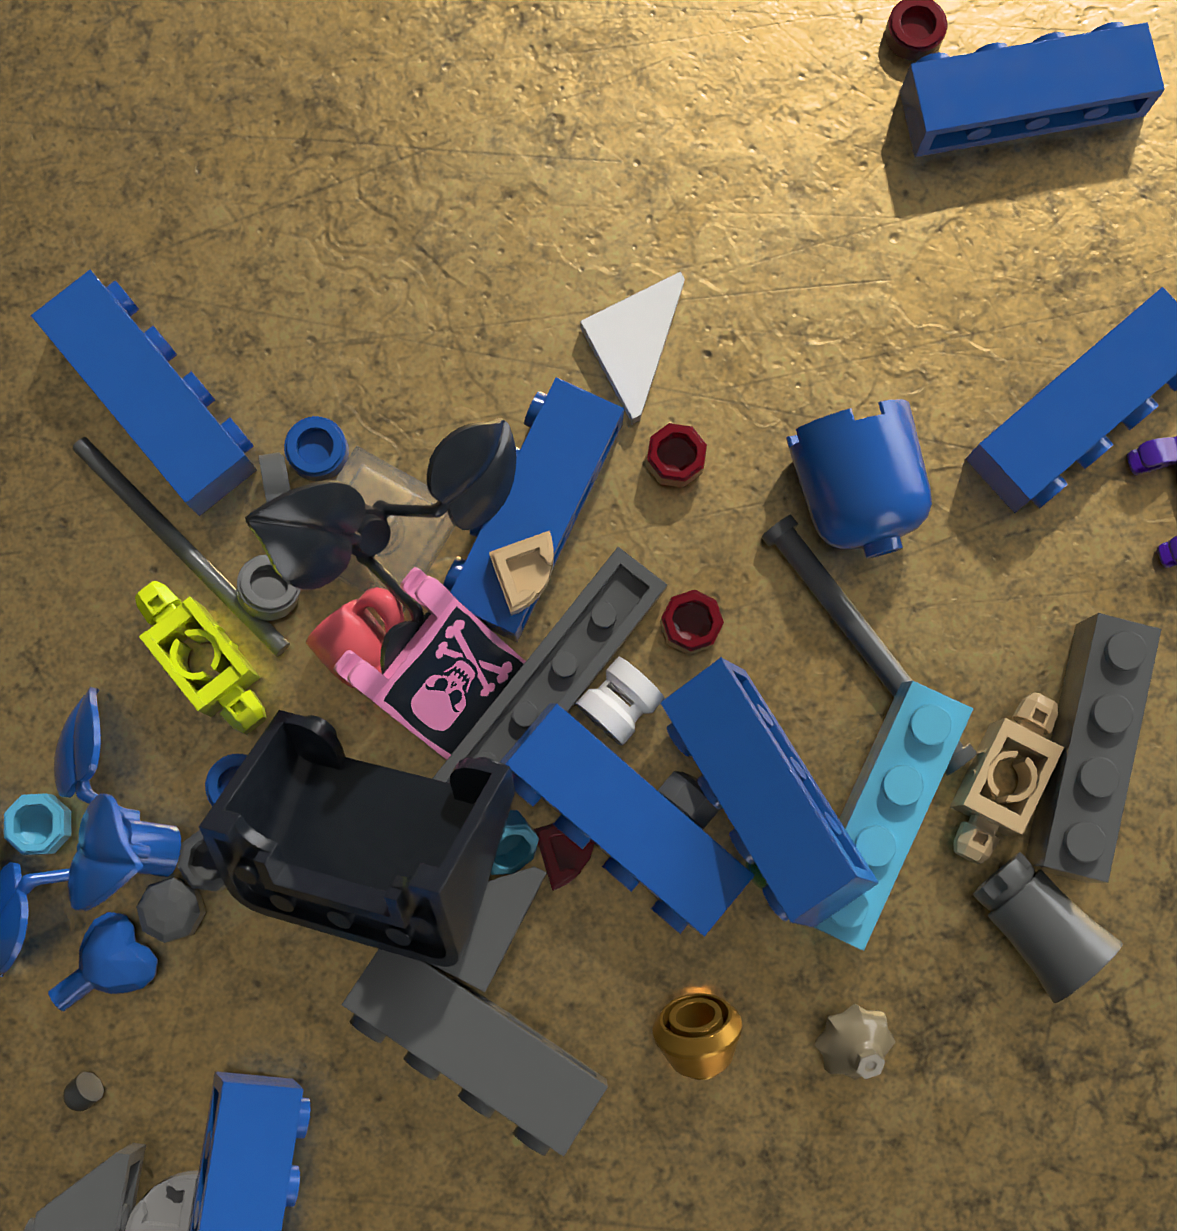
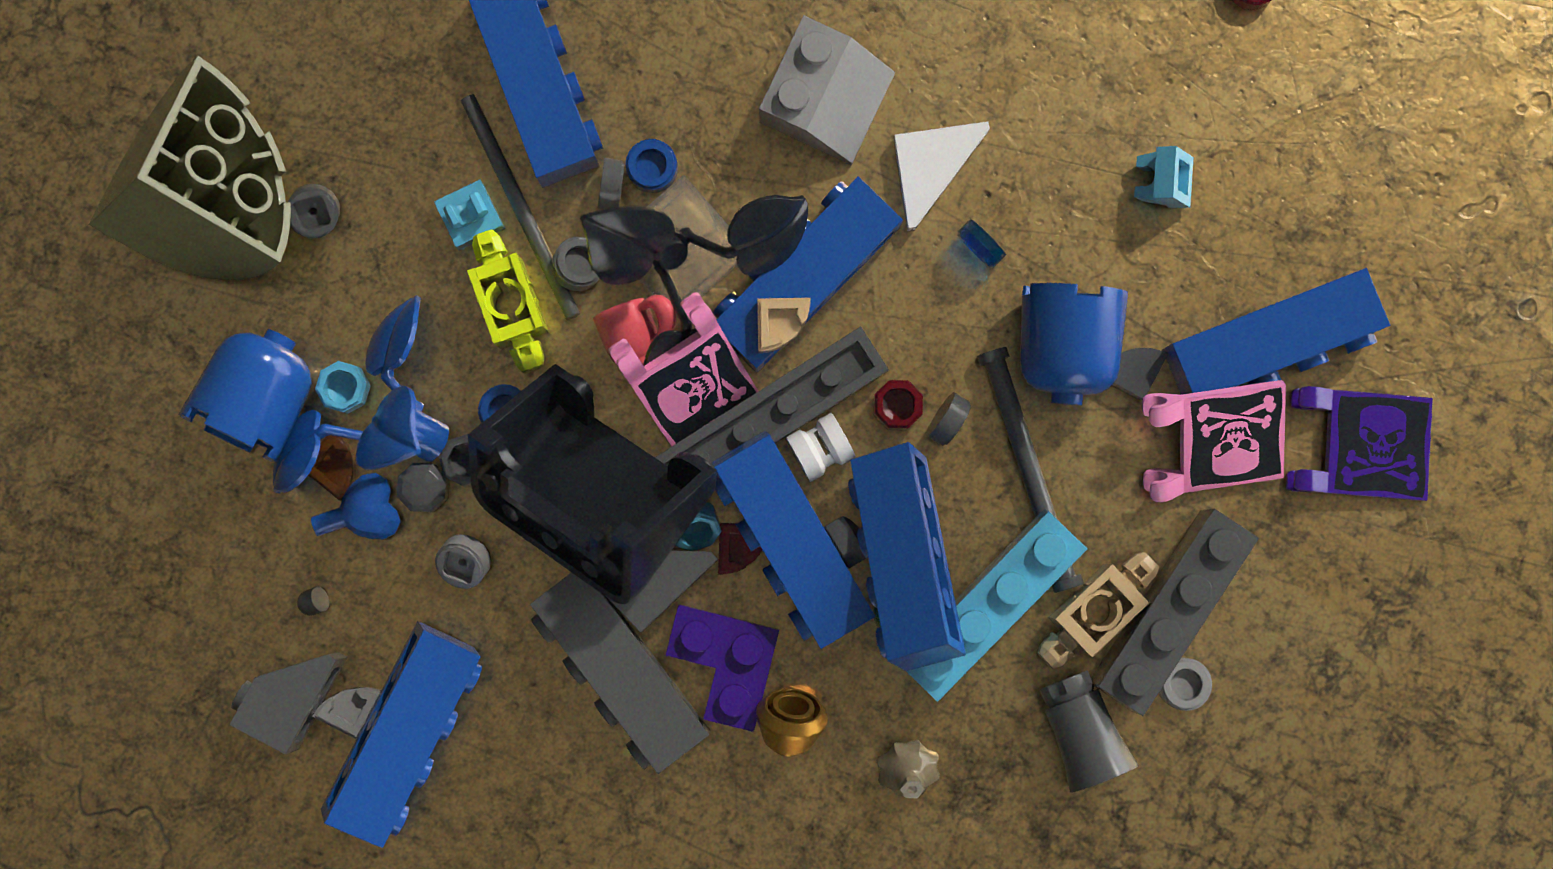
camera: 20 degrees right, 5 degrees up
(54, 922) = (334, 466): none -> reddish brown tile
(121, 572) = (468, 213): none -> medium azure tile
(246, 981) = (462, 561): none -> light grey tile
(485, 298) = (826, 91): none -> light grey slope
(610, 976) = (738, 652): none -> dark purple plate
(676, 455) = (932, 268): dark red tile -> none
(721, 408) = (981, 243): none -> clear blue tile
(756, 618) = (949, 419): none -> dark grey tile
(907, 264) = (1172, 177): none -> medium azure tile
(951, 490) = (1139, 370): none -> dark grey tile
(1030, 88) = (1326, 65): blue brick -> none
(1076, 531) = (1224, 438): none -> flag
(1142, 830) = (1187, 685): none -> light grey tile

